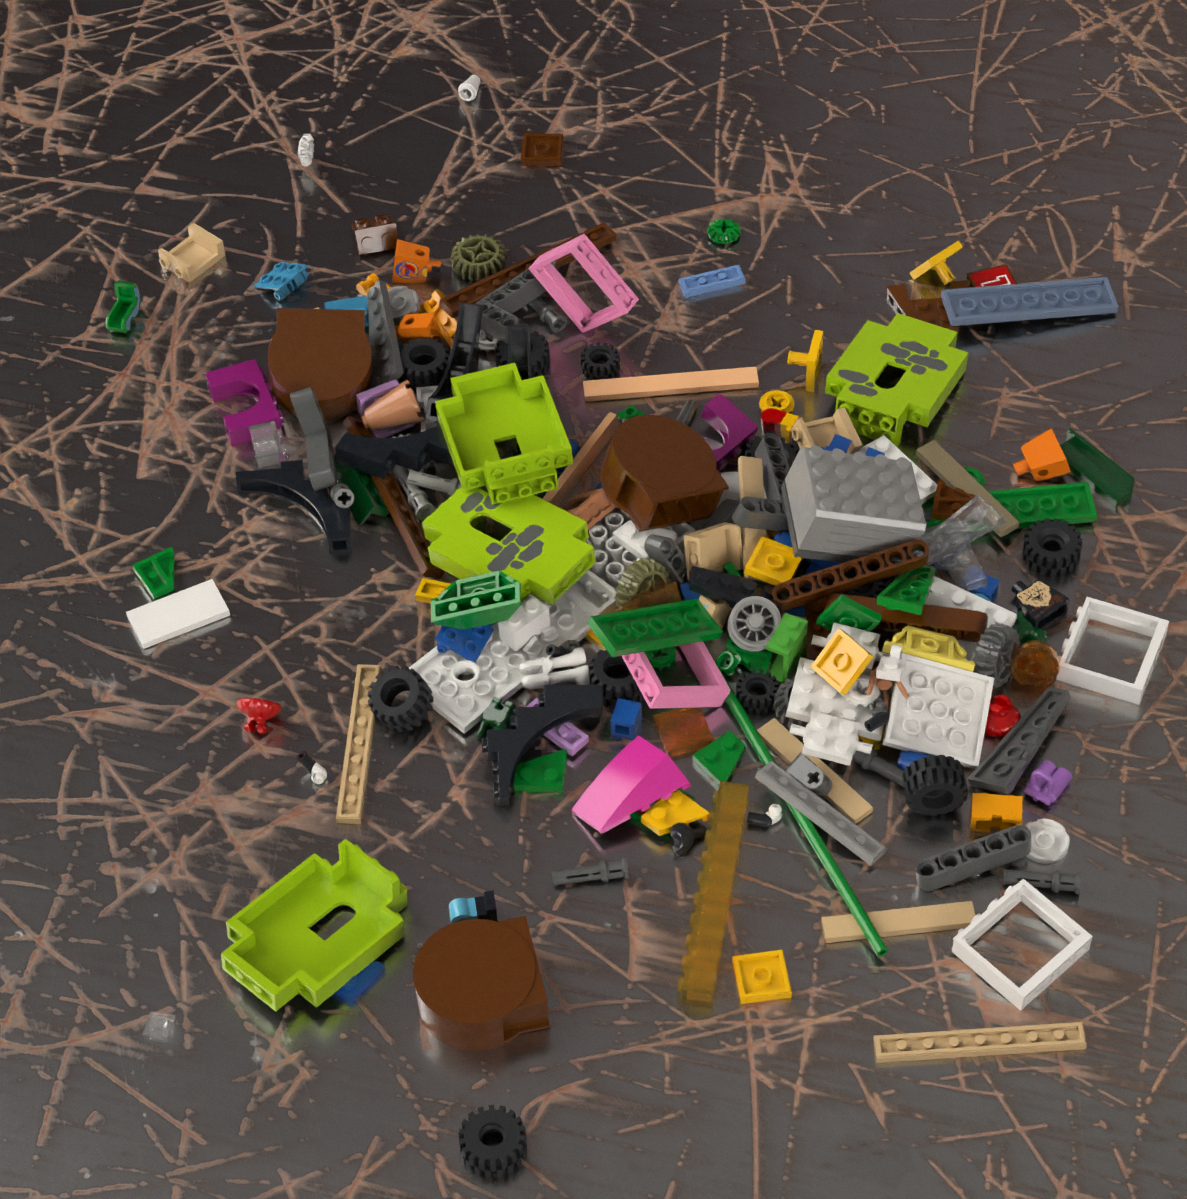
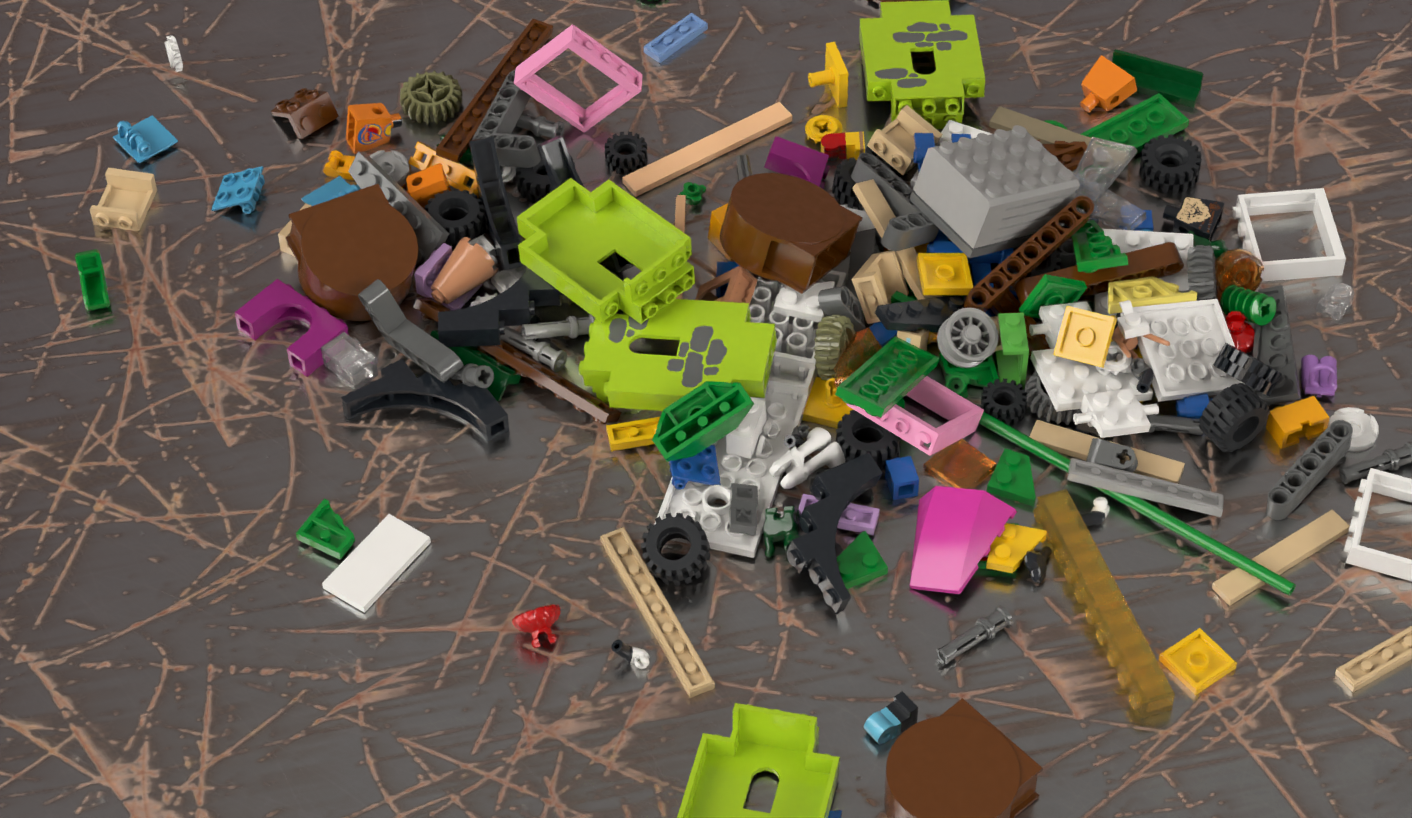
camera: 30 degrees left, 0 degrees up
(241, 210) = (143, 138): none -> dark azure hinge
(477, 689) = (743, 509): none -> dark grey slope
(970, 748) = (1247, 369): none -> black bush
(1023, 695) = (1255, 306): none -> green piece
(1120, 723) = (1336, 301): none -> clear plate

